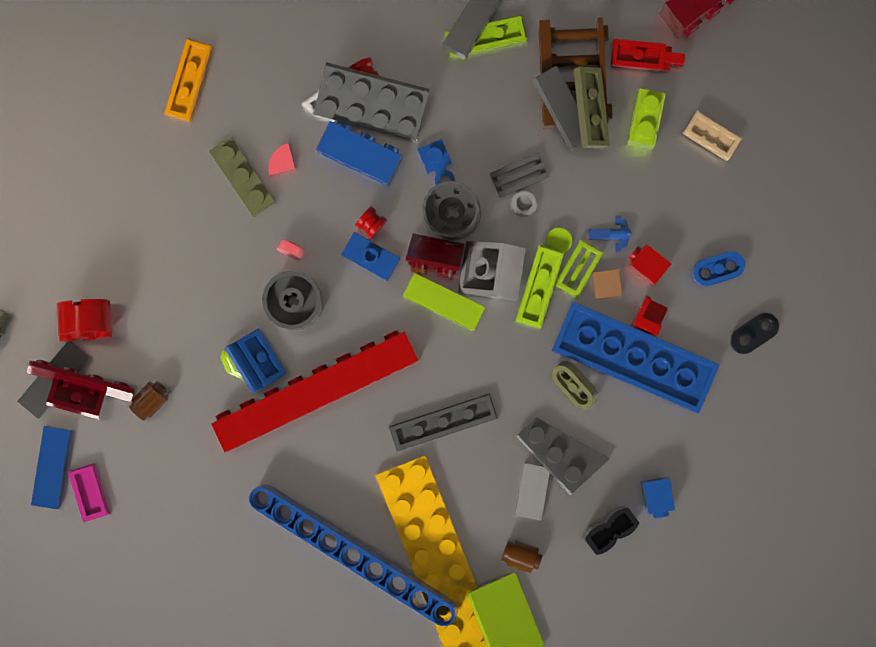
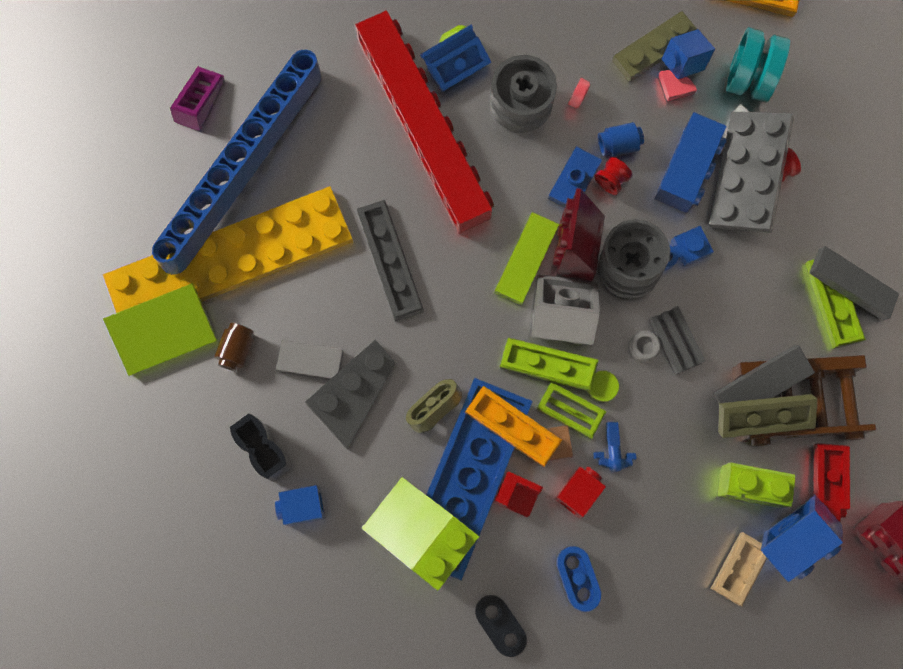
camera: 85 degrees right, 10 degrees down
(256, 150) = (688, 54): none -> blue brick
(272, 89) = (757, 65): none -> teal wheel
(308, 603) = (194, 115): none -> magenta slope
(336, 214) = (620, 140): none -> blue brick
(595, 318) = (513, 426): none -> light orange tile
(683, 397) = (420, 533): none -> lime slope
(692, 87) = (803, 539): none -> blue brick

